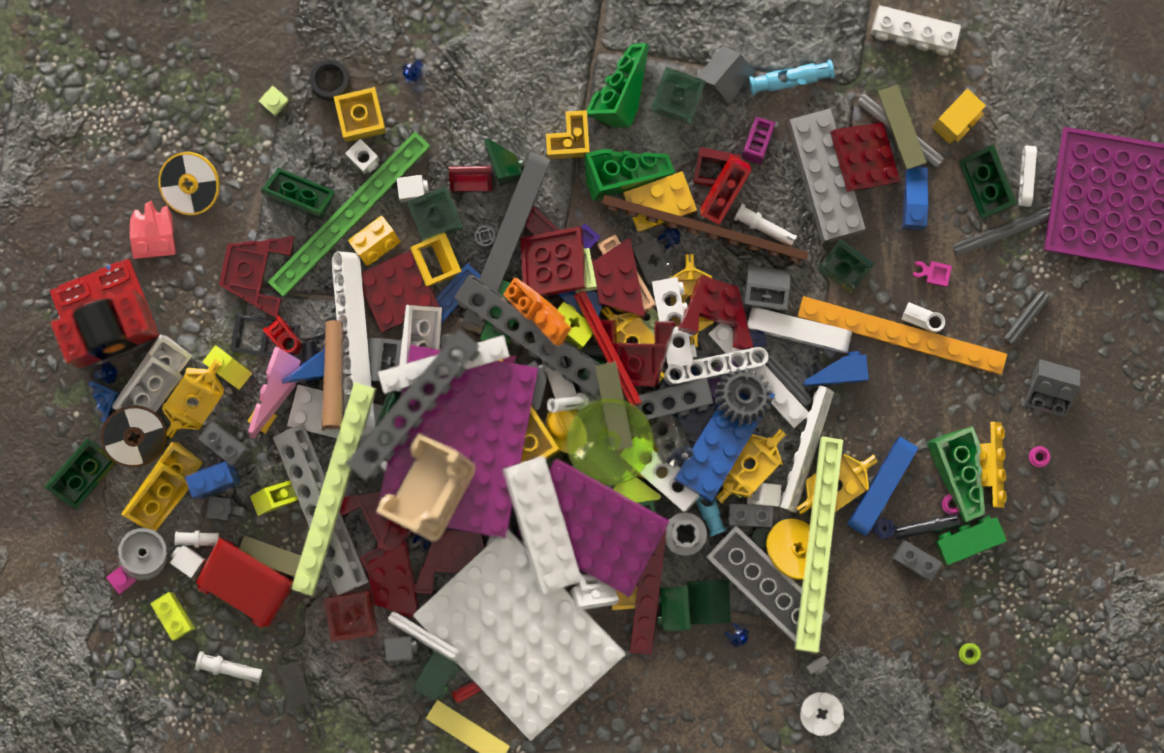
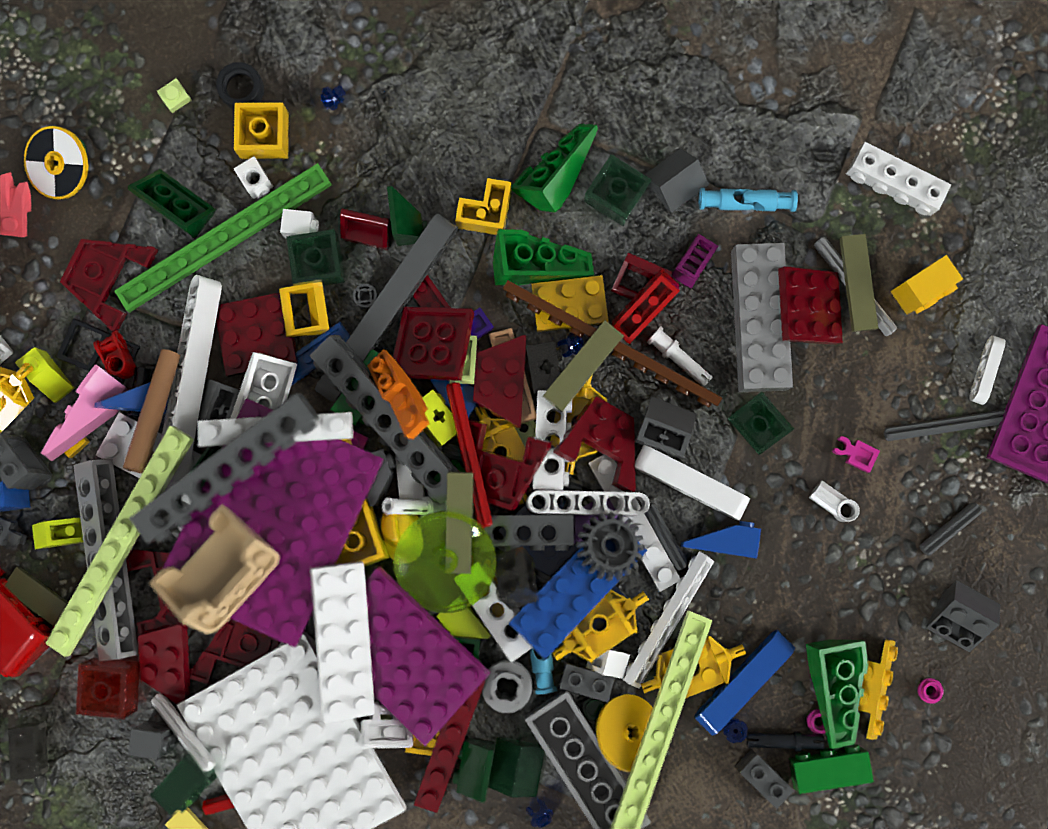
camera: 15 degrees right, 0 degrees up
(374, 240) = (243, 273): yellow bracket -> none
(685, 252) = (583, 366): none -> olive tile
(762, 340) = (646, 478): clear blue plate -> none
(902, 335) = (806, 516): light orange plate -> none
(915, 199) = (855, 367): blue slope -> none
(988, 182) = (942, 366): dark green slope -> none

